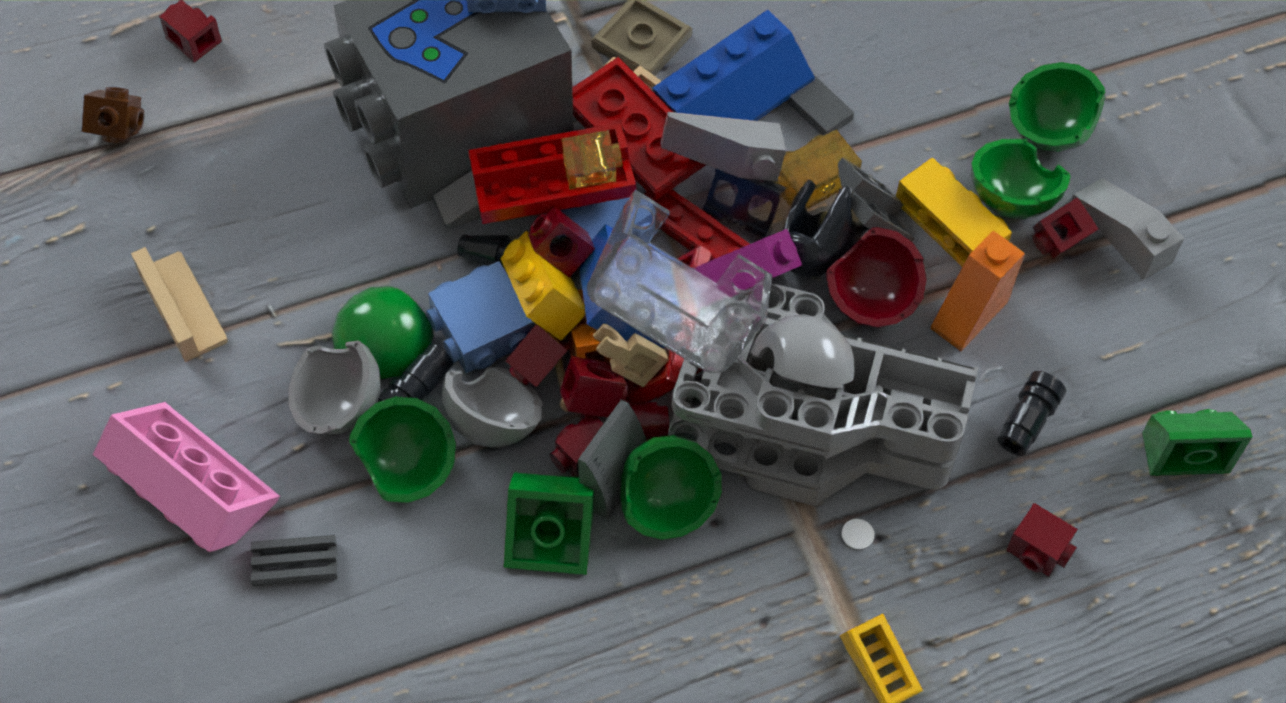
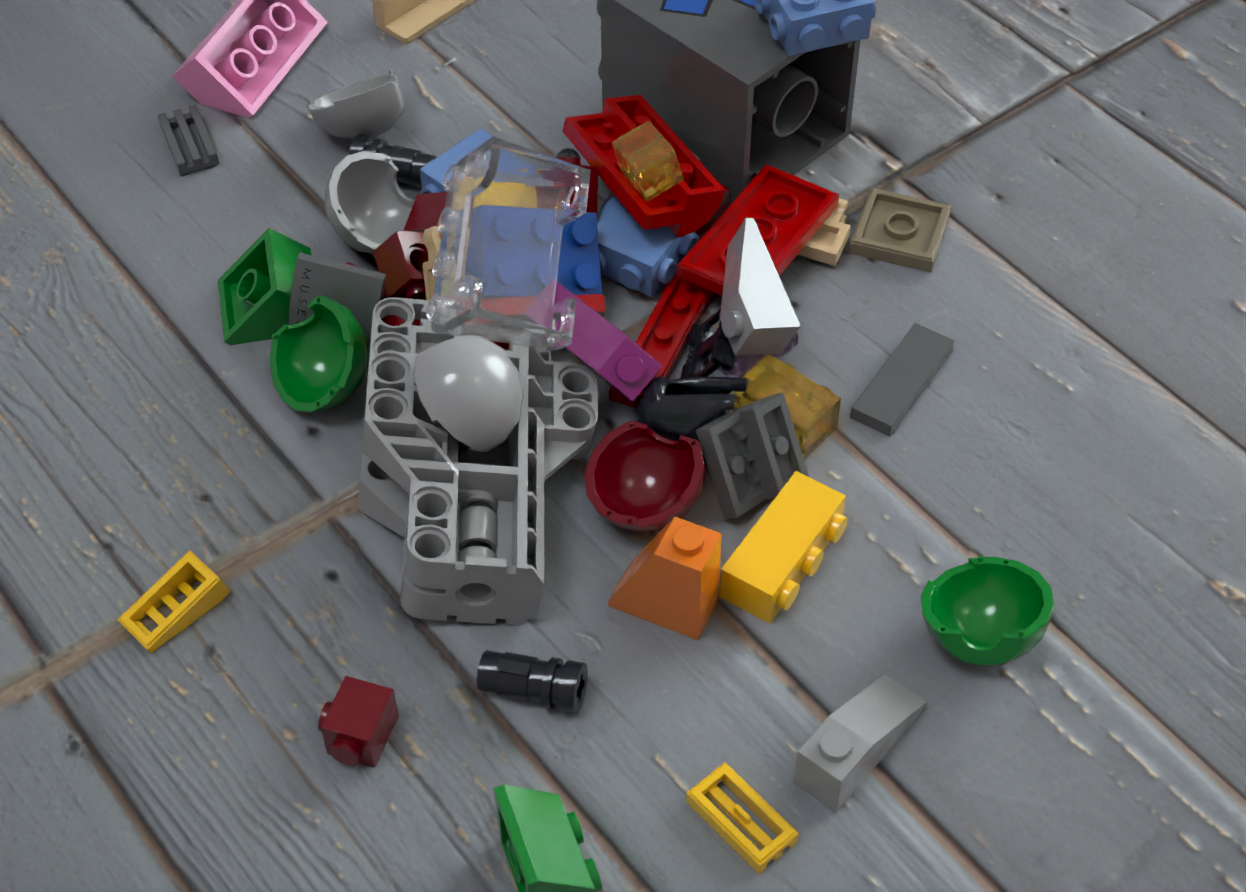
camera: 75 degrees right, 10 degrees down
(387, 324) = (441, 118): green cylinder -> none
(404, 448) = (312, 151): green cylinder -> none
(741, 74) = (870, 303): blue slope -> none
(857, 534) = (333, 556): white sticker -> none
(1014, 181) = (856, 585): green cylinder -> none
(1074, 223) = (834, 662): dark red brick -> none
(1151, 339) = (728, 831): none -> yellow tile

